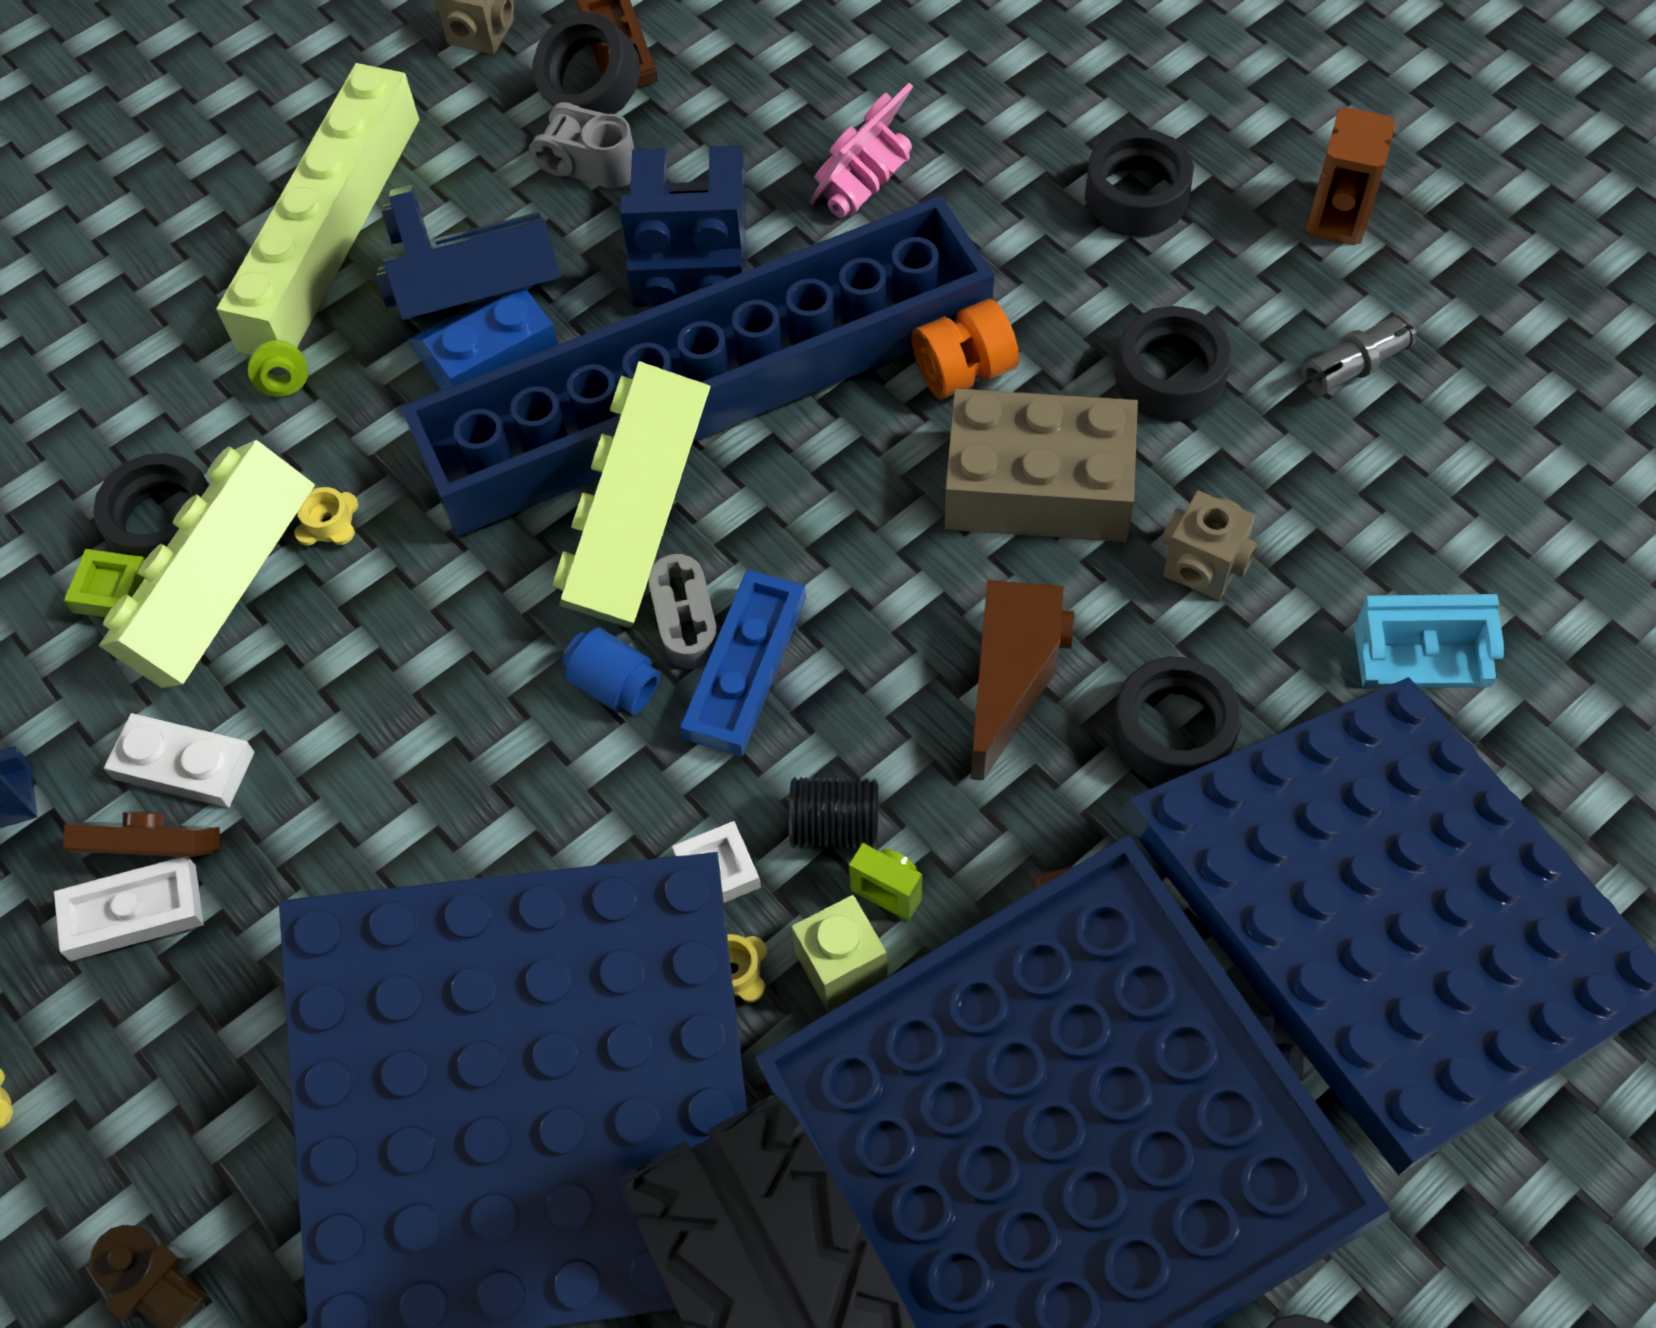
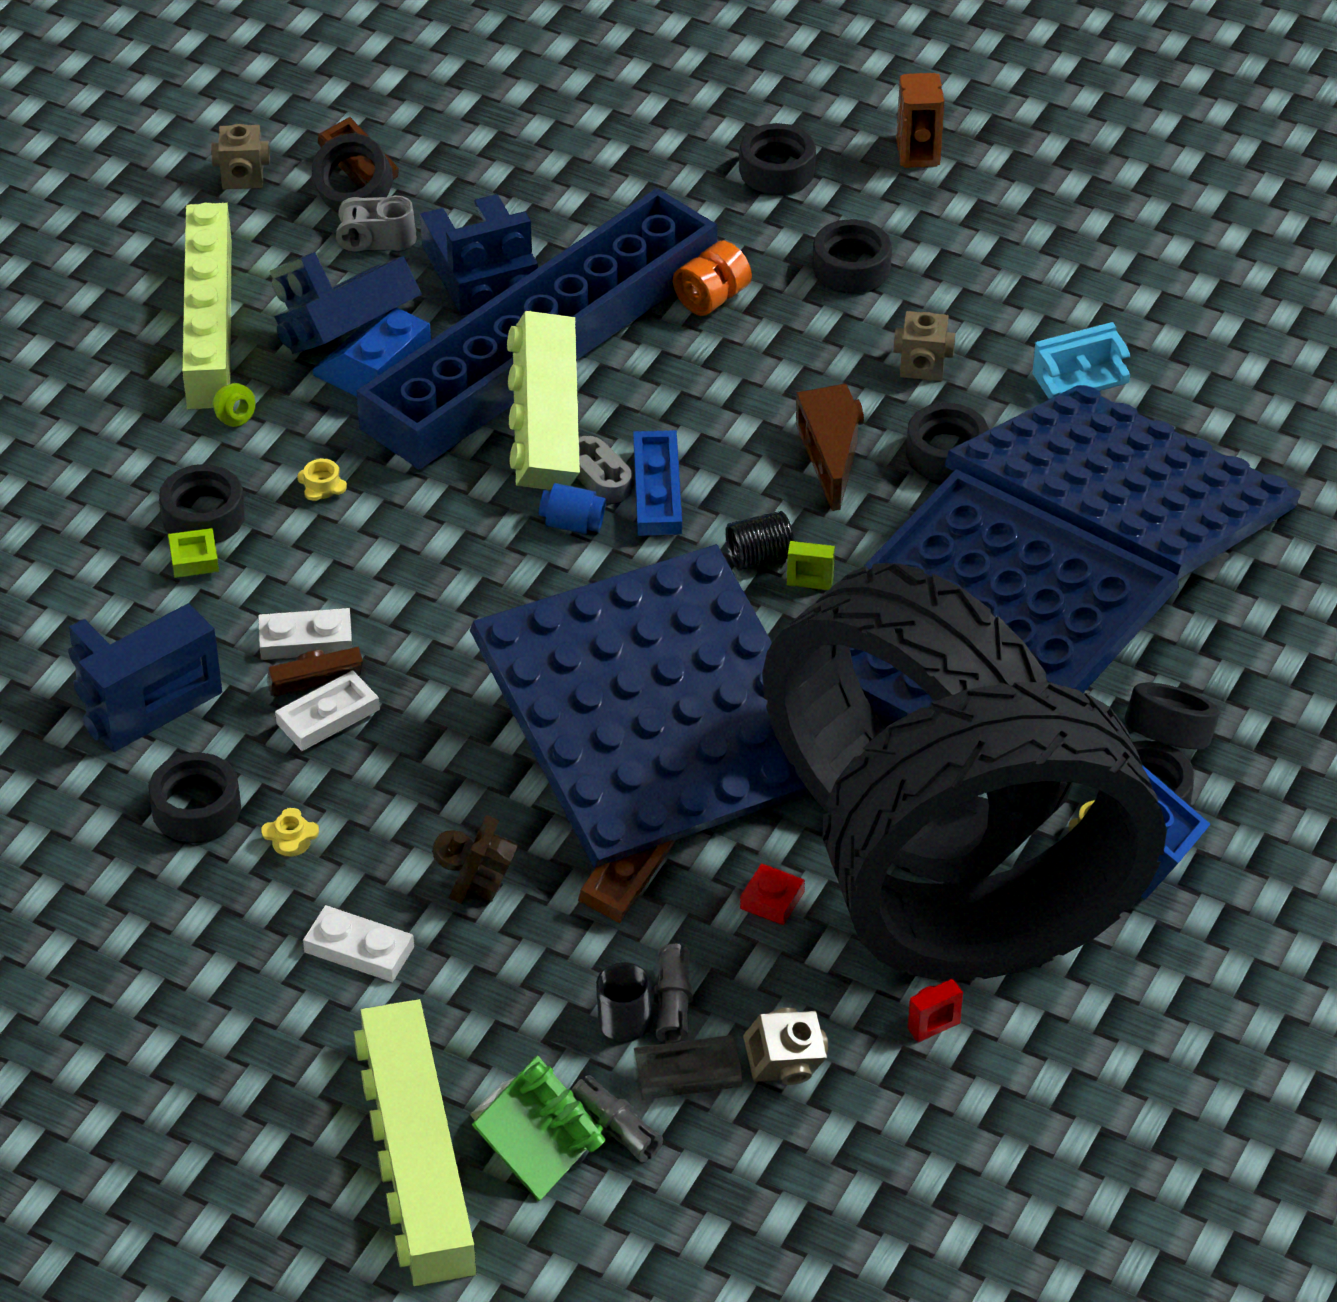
camera: 25 degrees left, 15 degrees down
(206, 564) = (267, 516): yellowish green brick -> none
(840, 952) = (795, 594): yellowish green brick -> none
(863, 158) = (585, 190): bright pink hinge -> none
(1041, 465) = (795, 329): dark tan brick -> none
(1358, 354) = (969, 223): dark grey pin -> none

